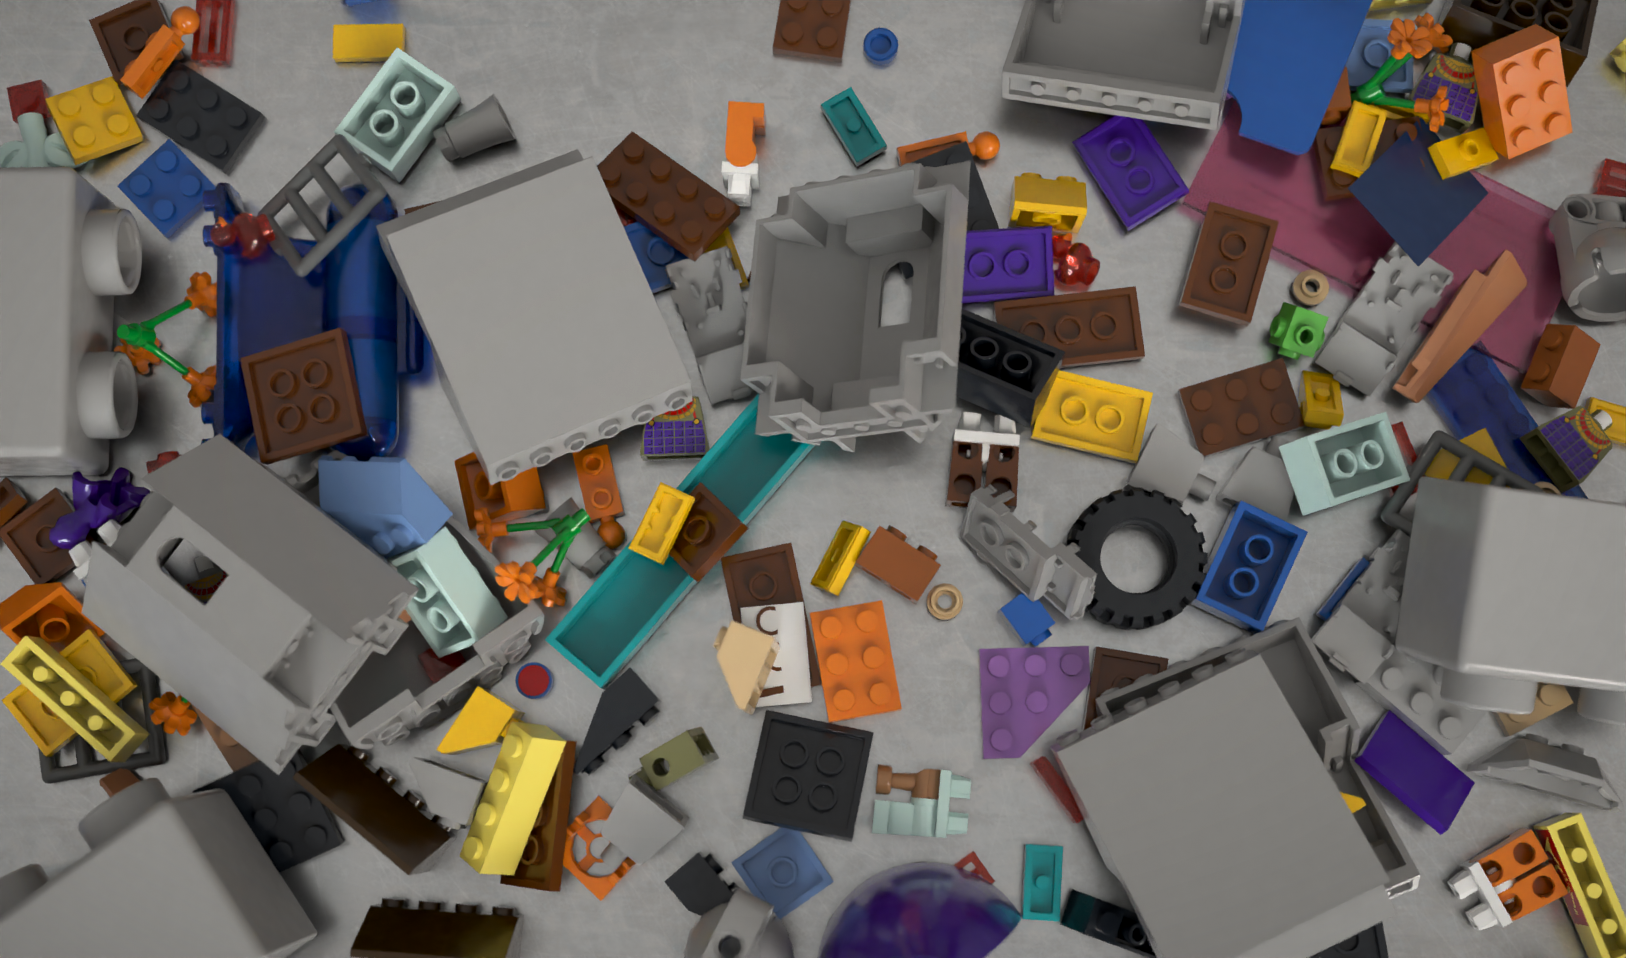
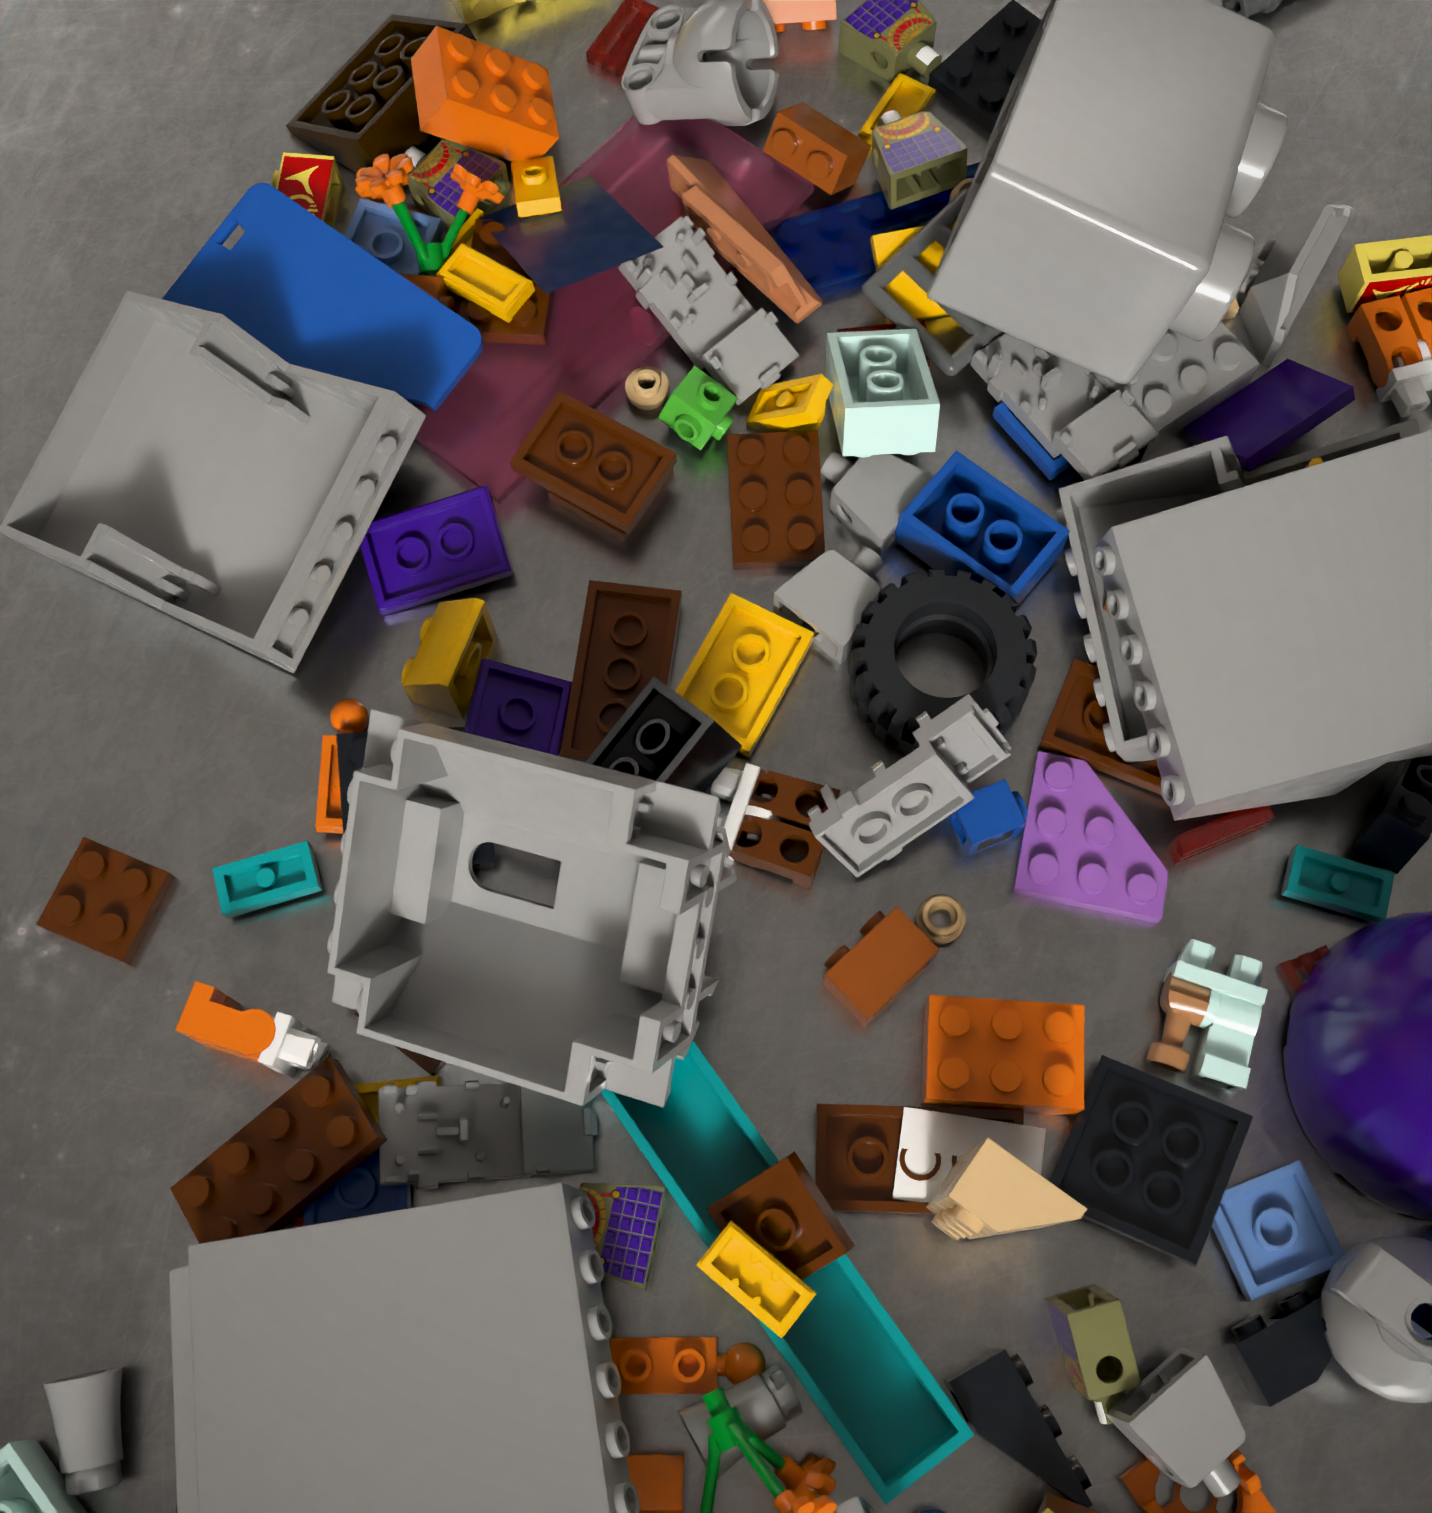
camera: 75 degrees left, 10 degrees down
(840, 557) = (853, 1041): yellow tile -> none
(880, 46) = (170, 819): blue tile -> none
(1075, 263) = (537, 640): clear red animal -> none

